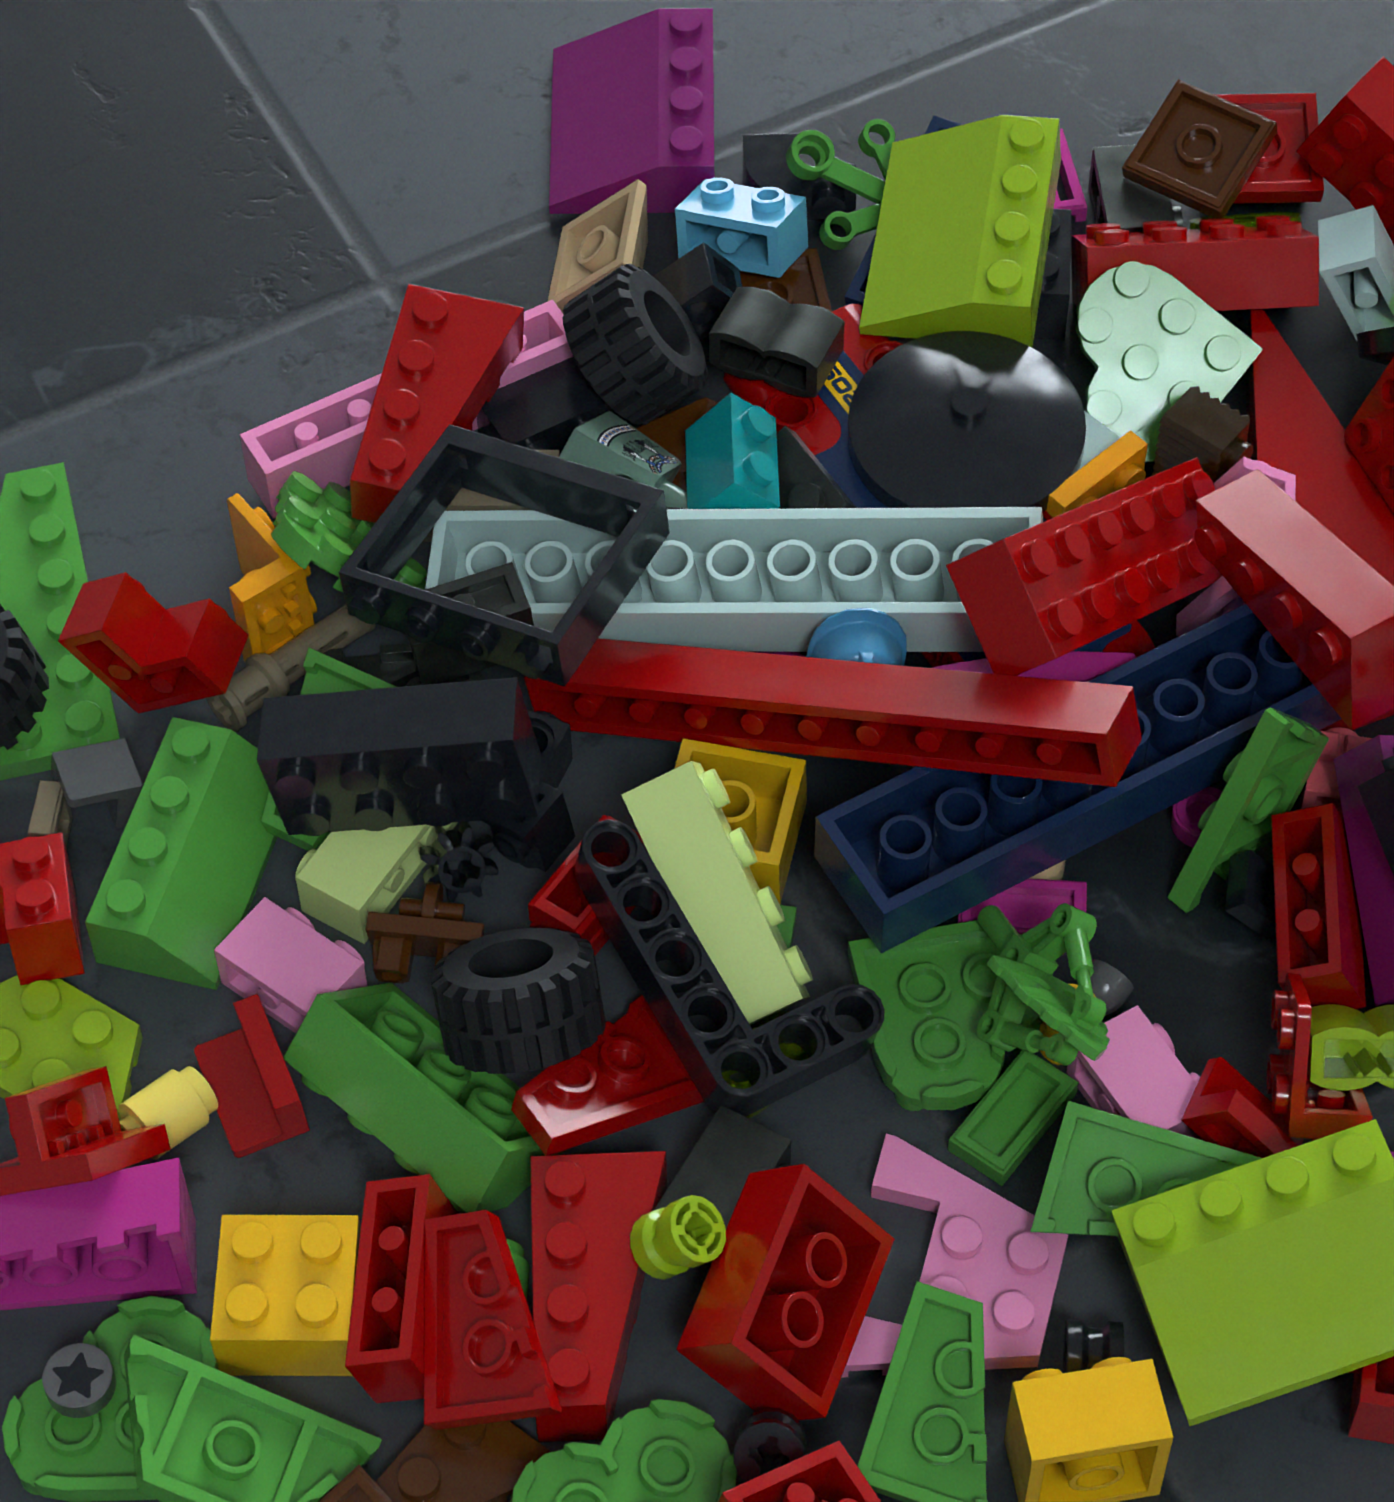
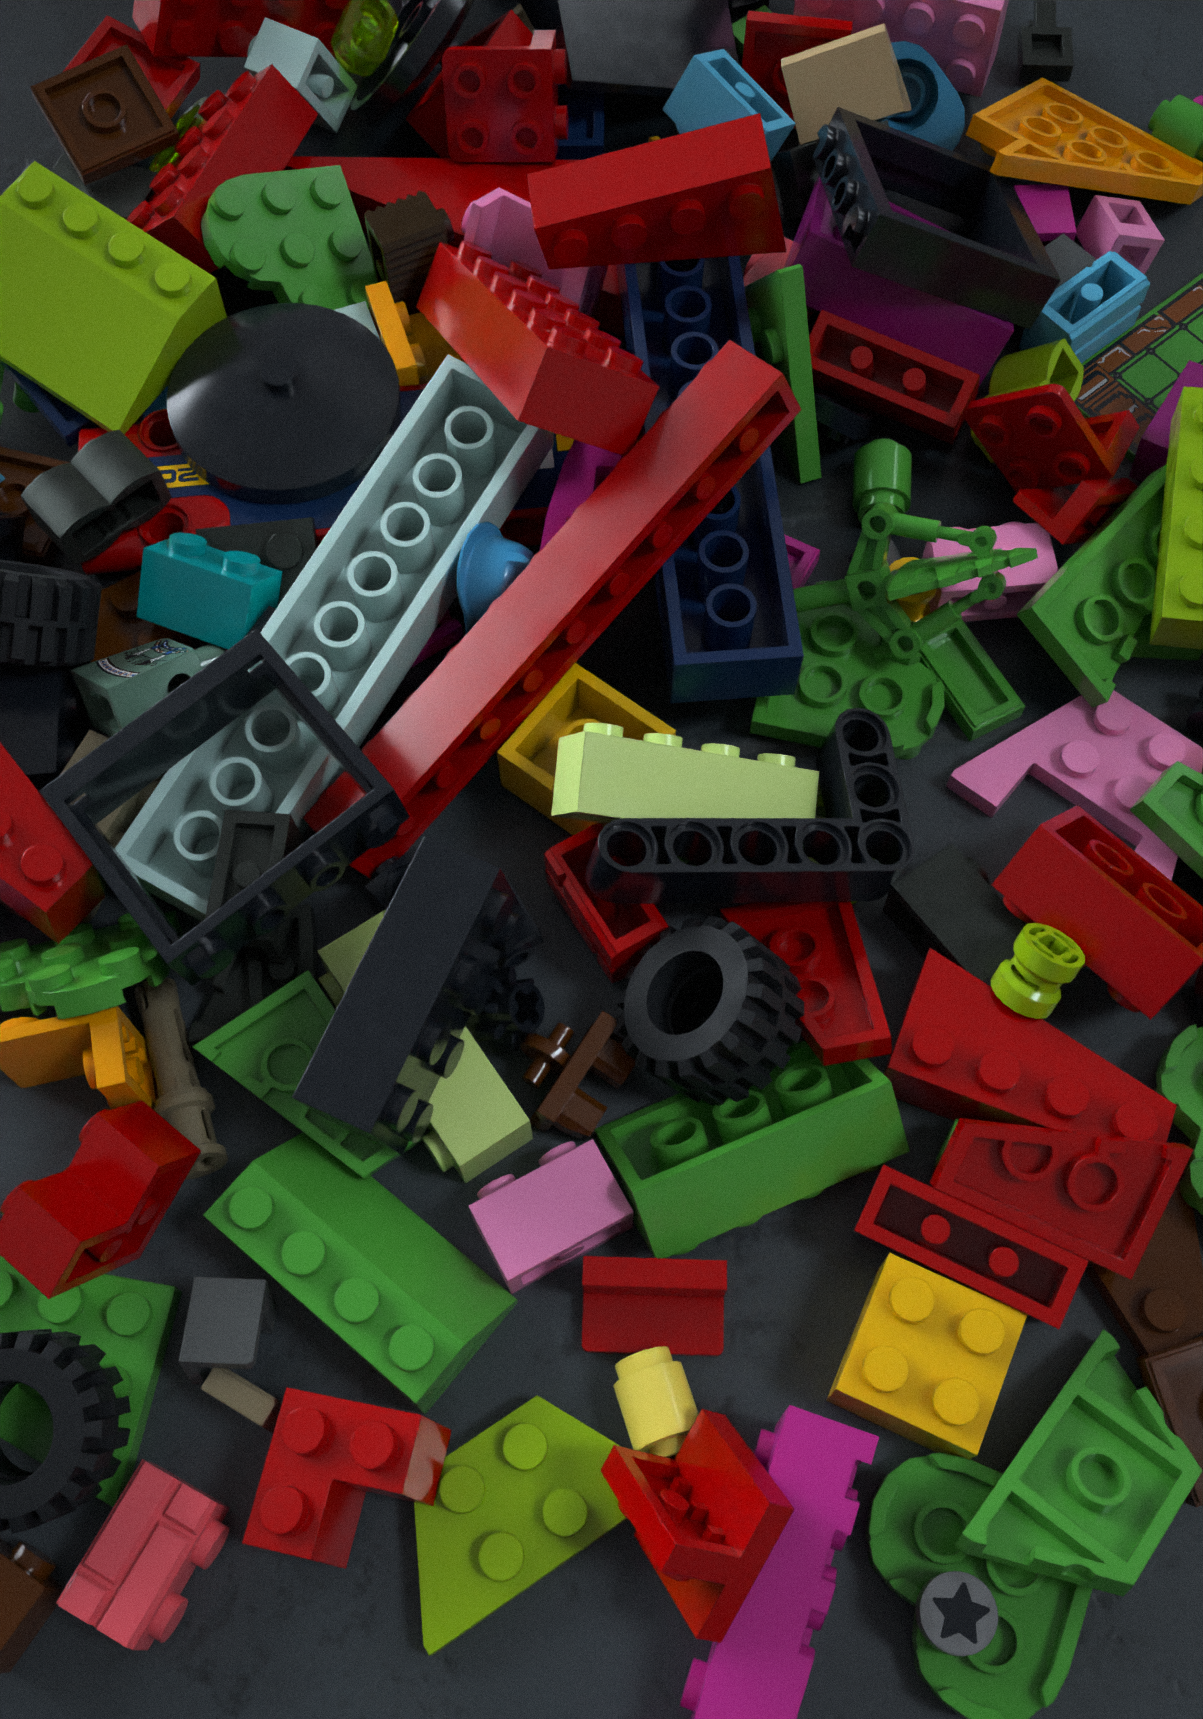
camera: 65 degrees left, 10 degrees up
(1195, 958) = (881, 475): none -> bright green brick

